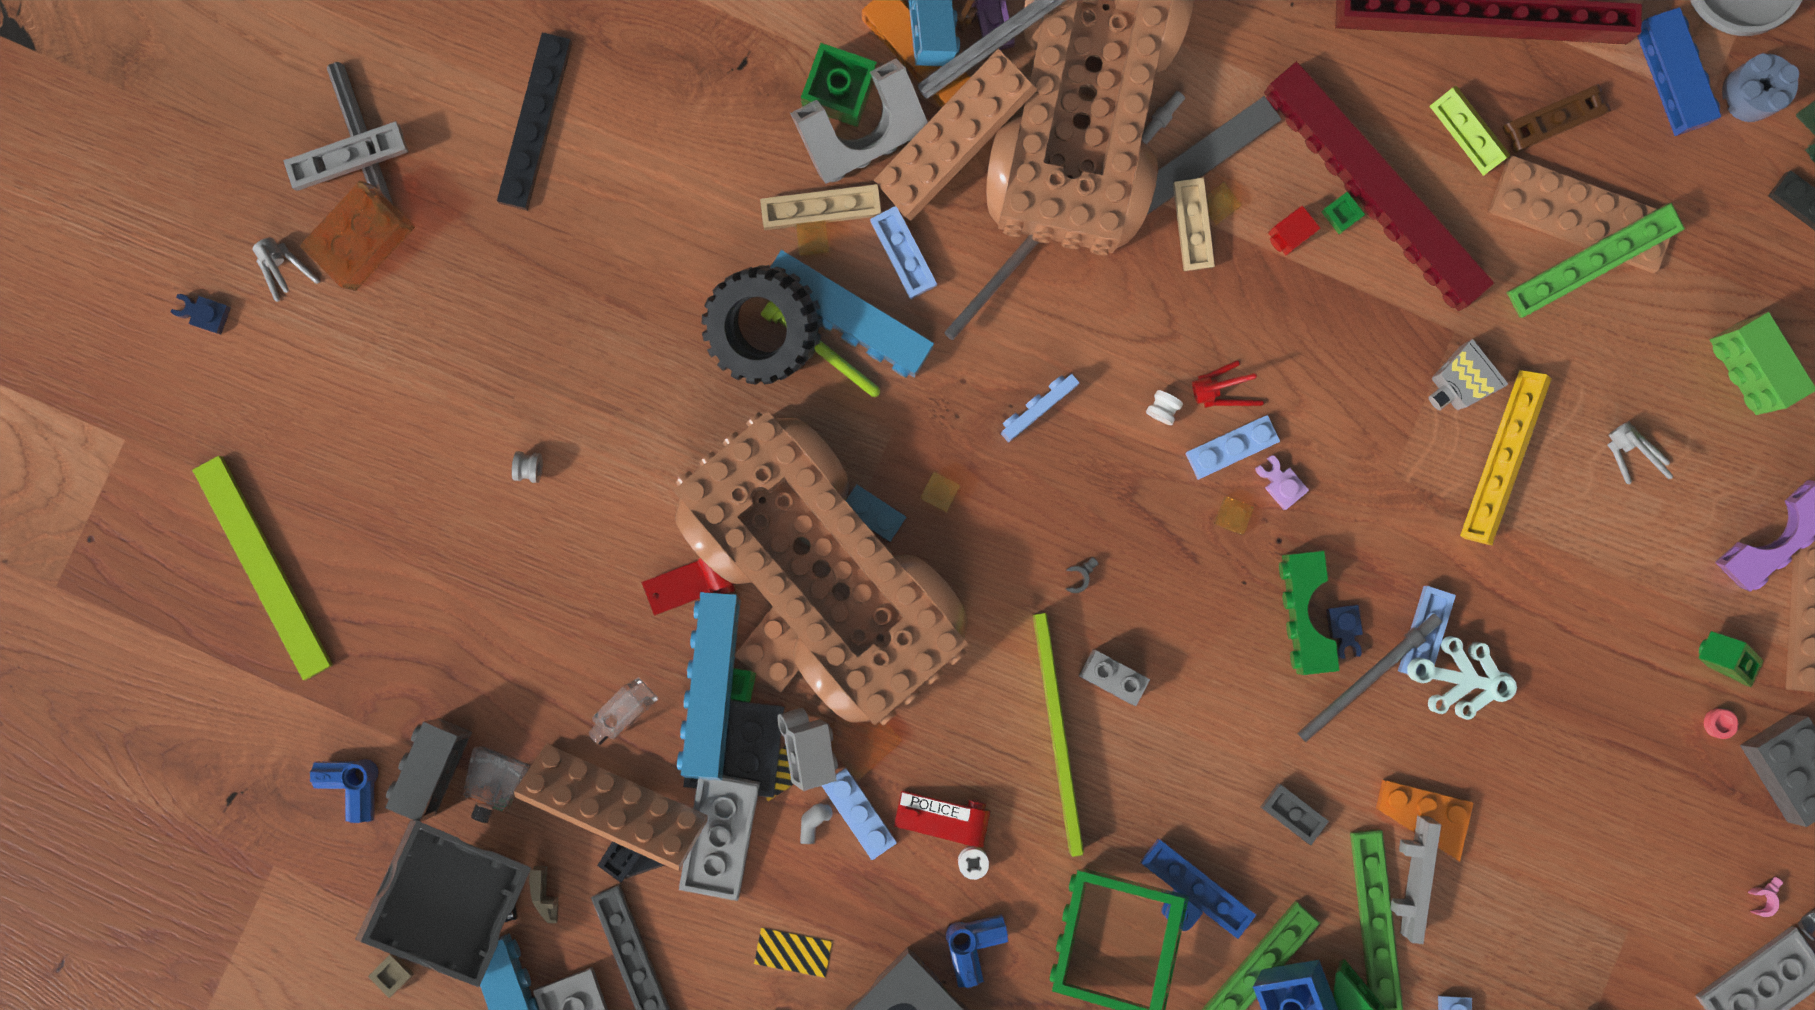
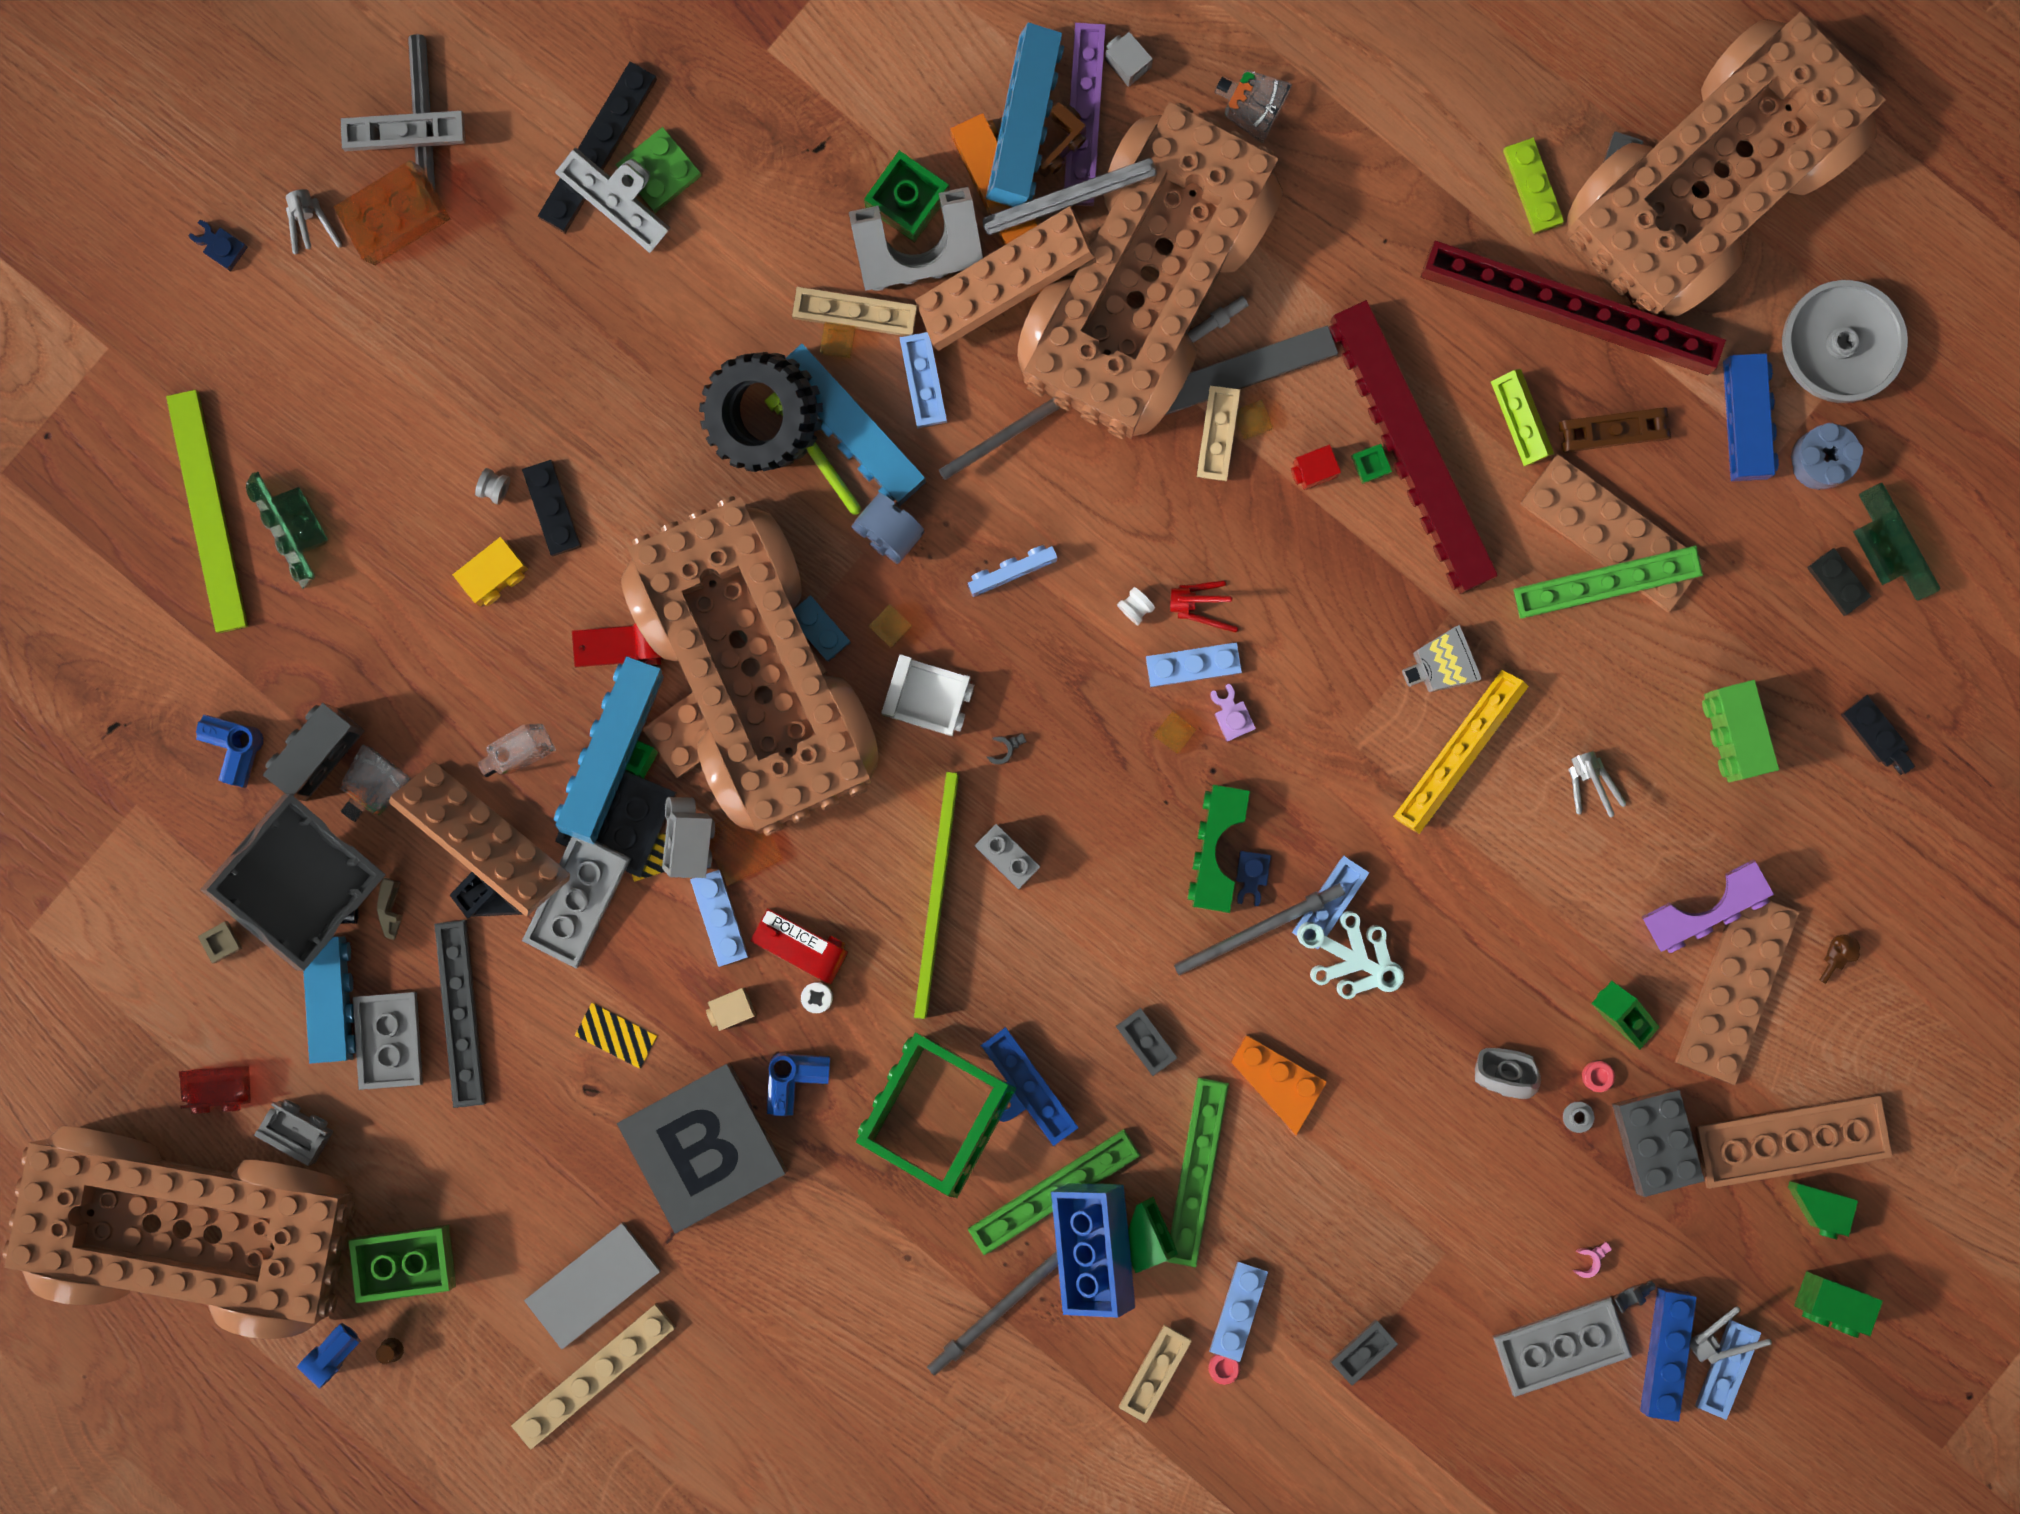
camera: 25 degrees right, 0 degrees up
(346, 557) = (291, 525): none -> clear green bracket
(548, 549) = (491, 572): none -> yellow brick
(565, 160) = (615, 196): none -> light grey plate
(588, 471) = (551, 508): none -> black plate
(598, 126) = (668, 168): none -> bright green plate
(811, 820) = (671, 910): light grey arm -> none
(895, 898) = (730, 1009): none -> tan brick
(913, 400) = (889, 528): none -> sand blue brick
(995, 547) = (927, 696): none -> white panel
(1420, 879) = (1259, 1116): light grey hinge -> none
(1639, 745) = (1507, 1073): none -> light grey piece
(1707, 763) = (1571, 1110): none -> light grey plate

